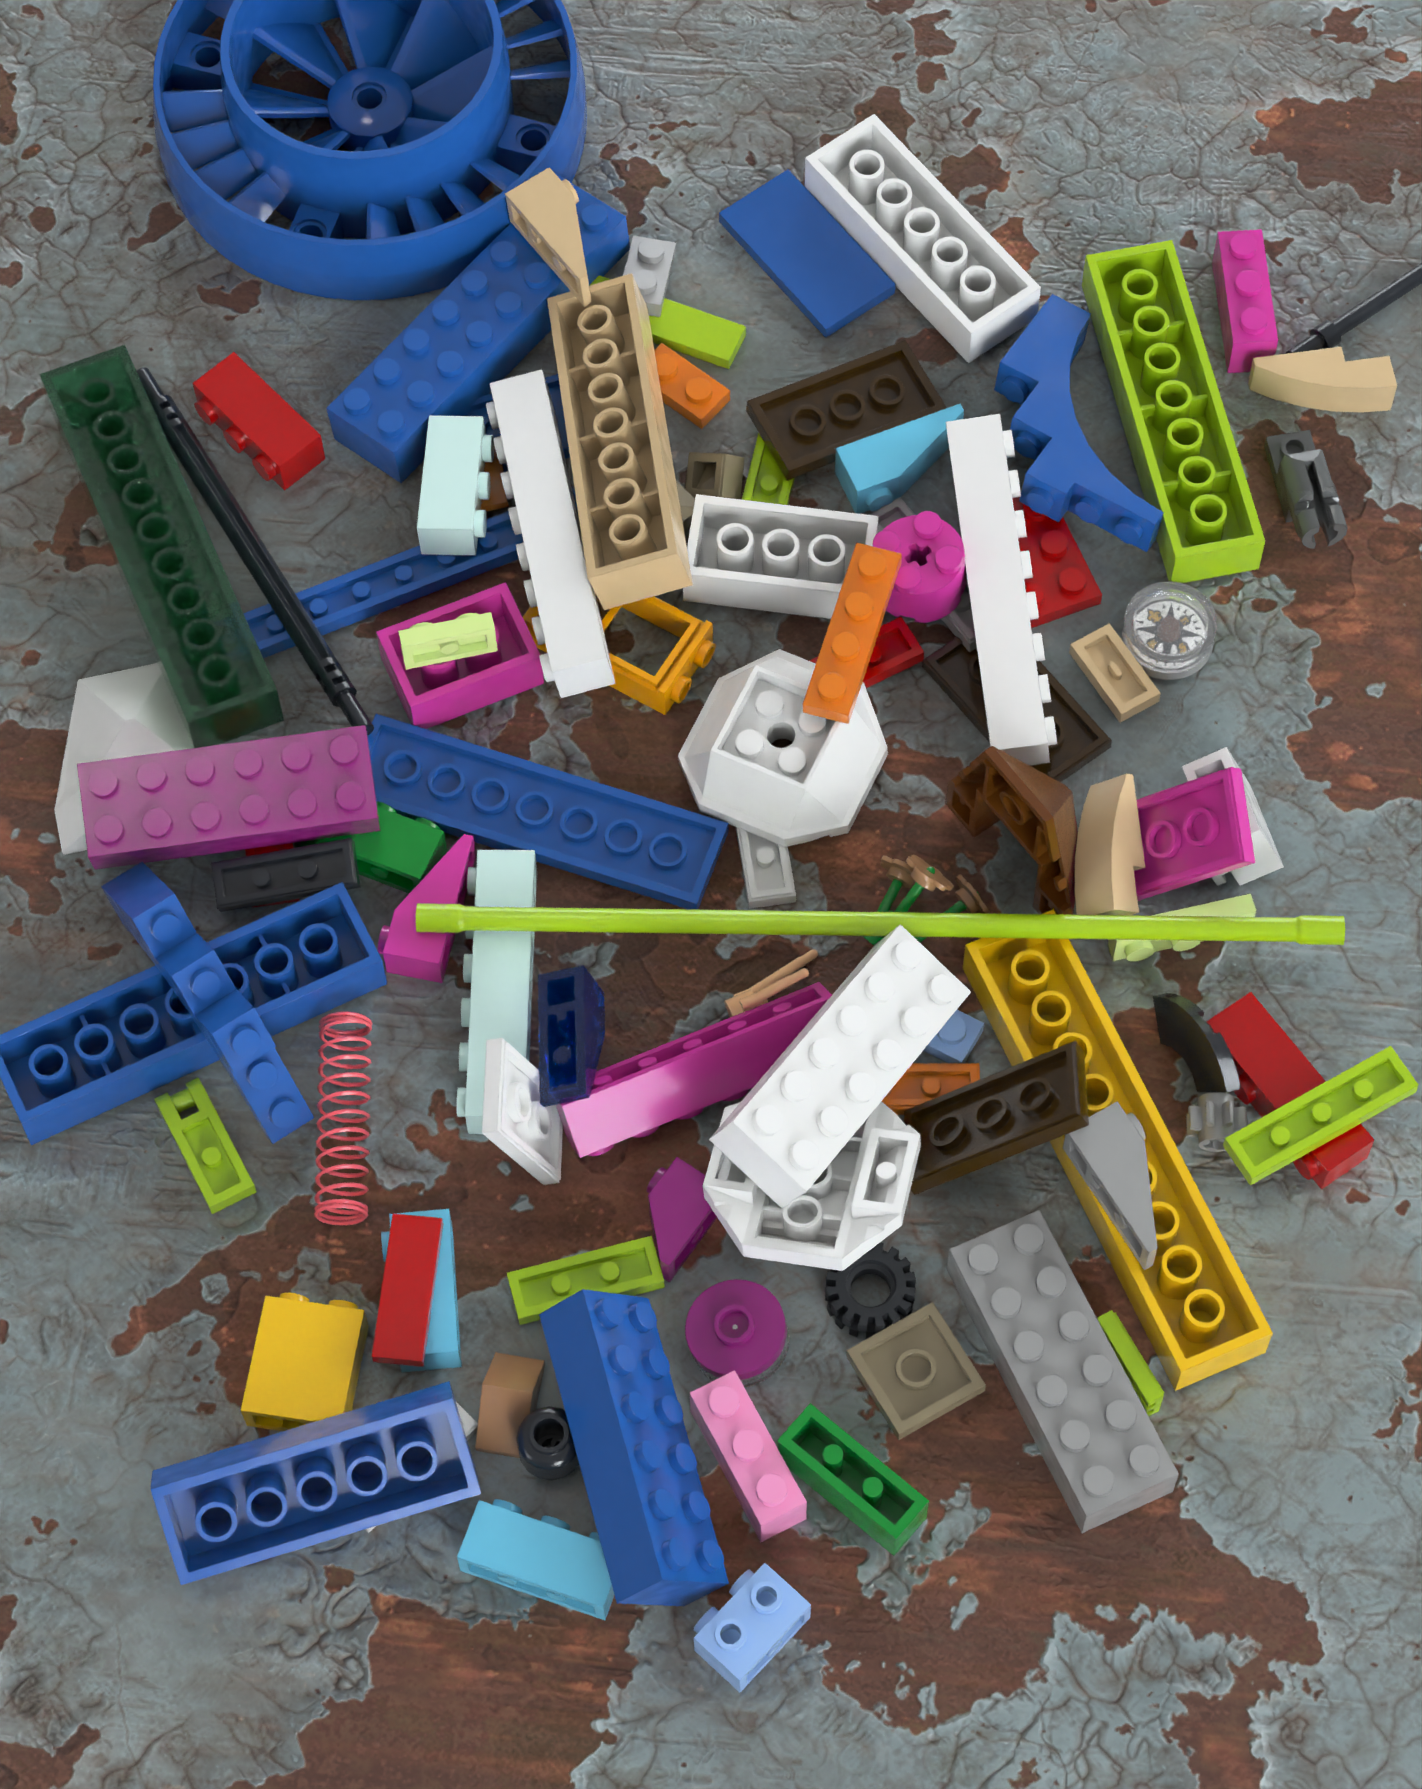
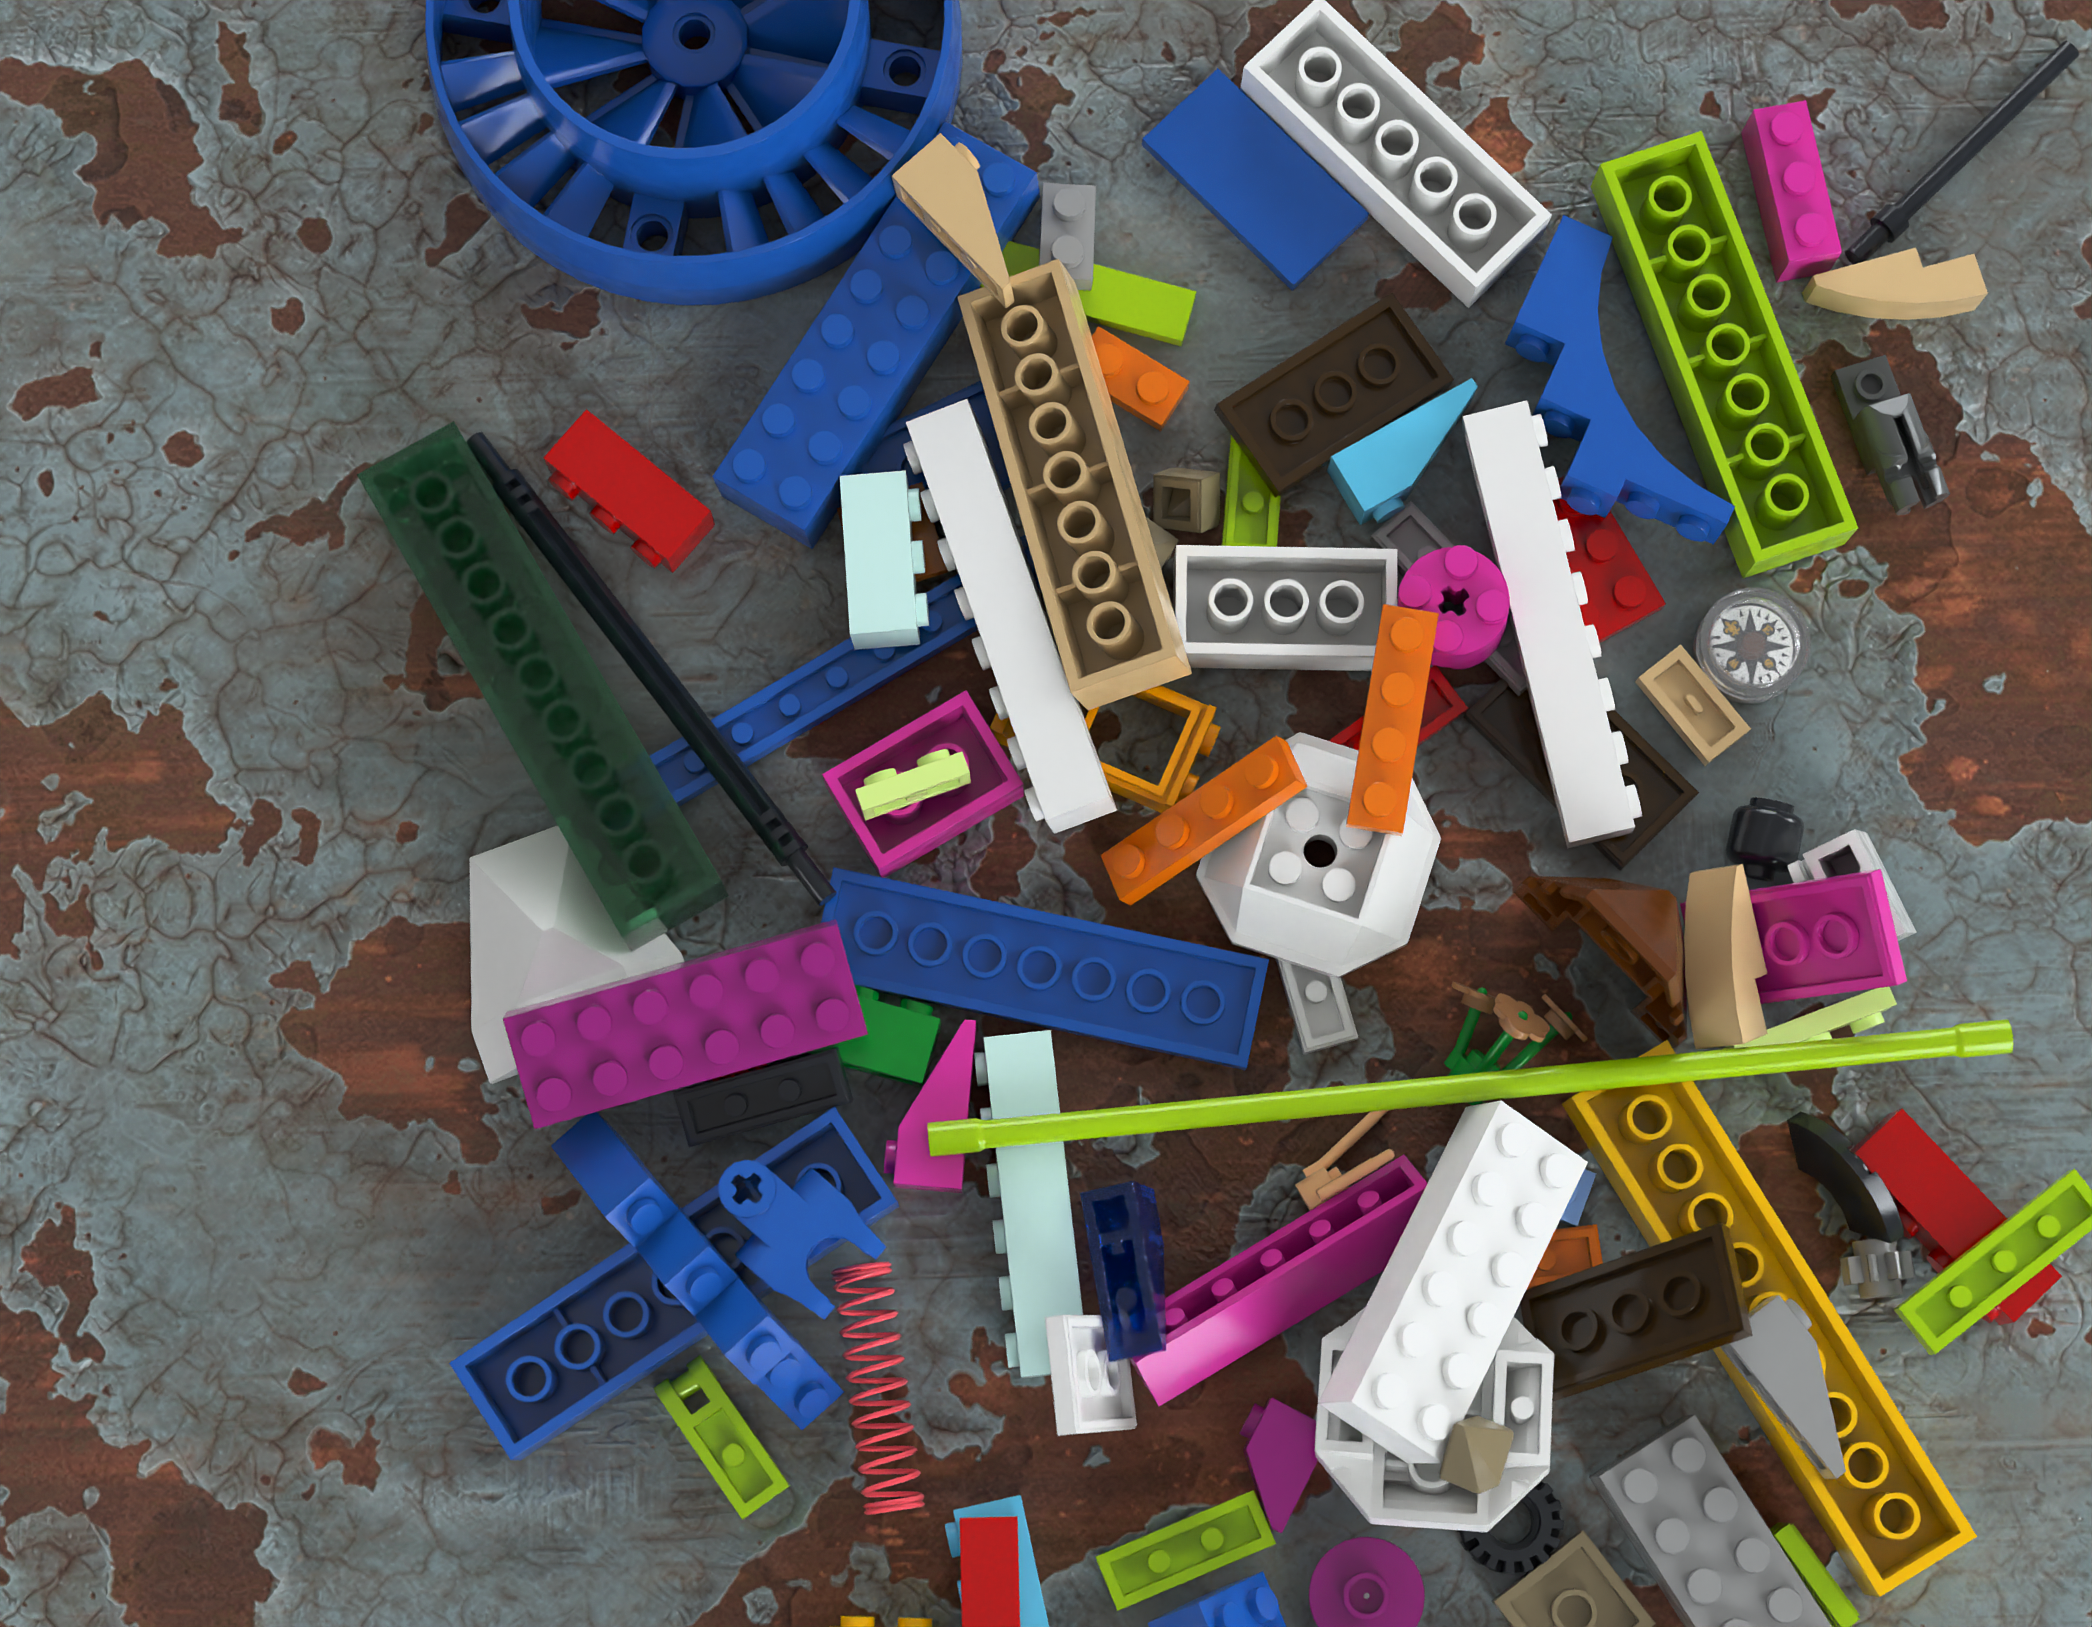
camera: 10 degrees left, 15 degrees up
(288, 962) = (789, 1227): none -> blue piece
(687, 703) = (1203, 820): none -> orange plate
(837, 1190) = (1476, 1454): none -> dark tan slope
(1159, 767) = (1764, 838): none -> black head

